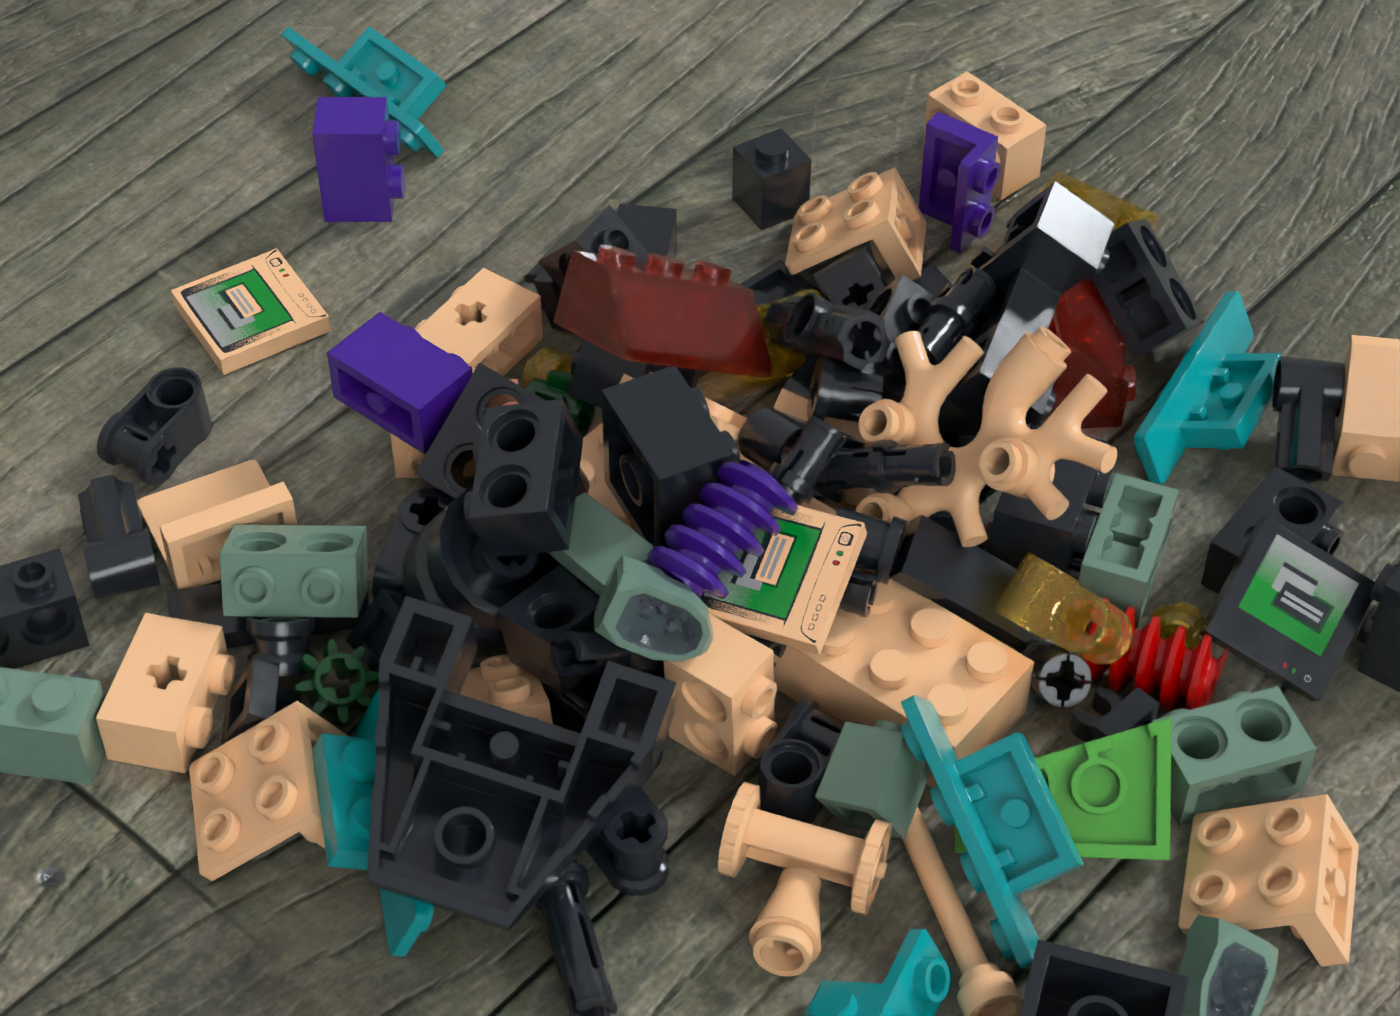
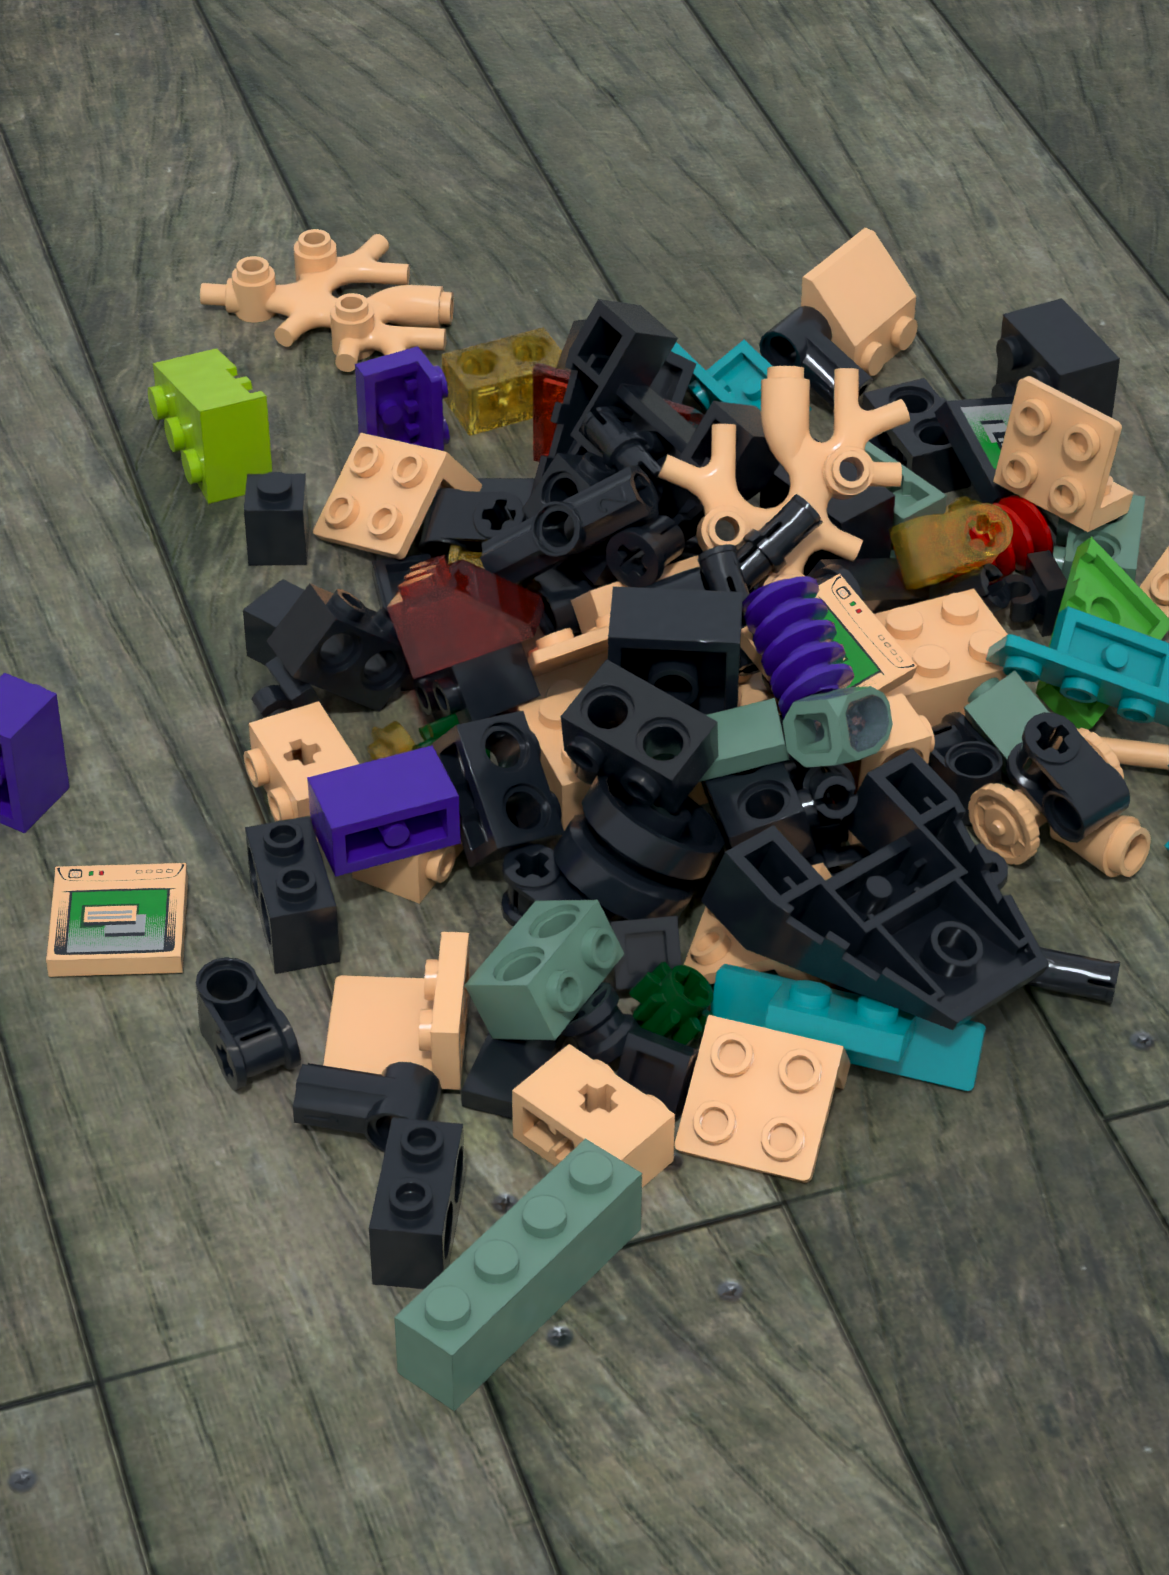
camera: 60 degrees left, 5 degrees down
(296, 395) = (292, 894): none -> black brick
(782, 849) = (1066, 784): none -> black piece
(858, 88) = (212, 422): none -> lime wedge
(1018, 132) = (330, 365): light nougat brick -> none
(1084, 110) = (354, 320): none -> light nougat plant
(1247, 651) = (1061, 456): none -> light nougat bracket

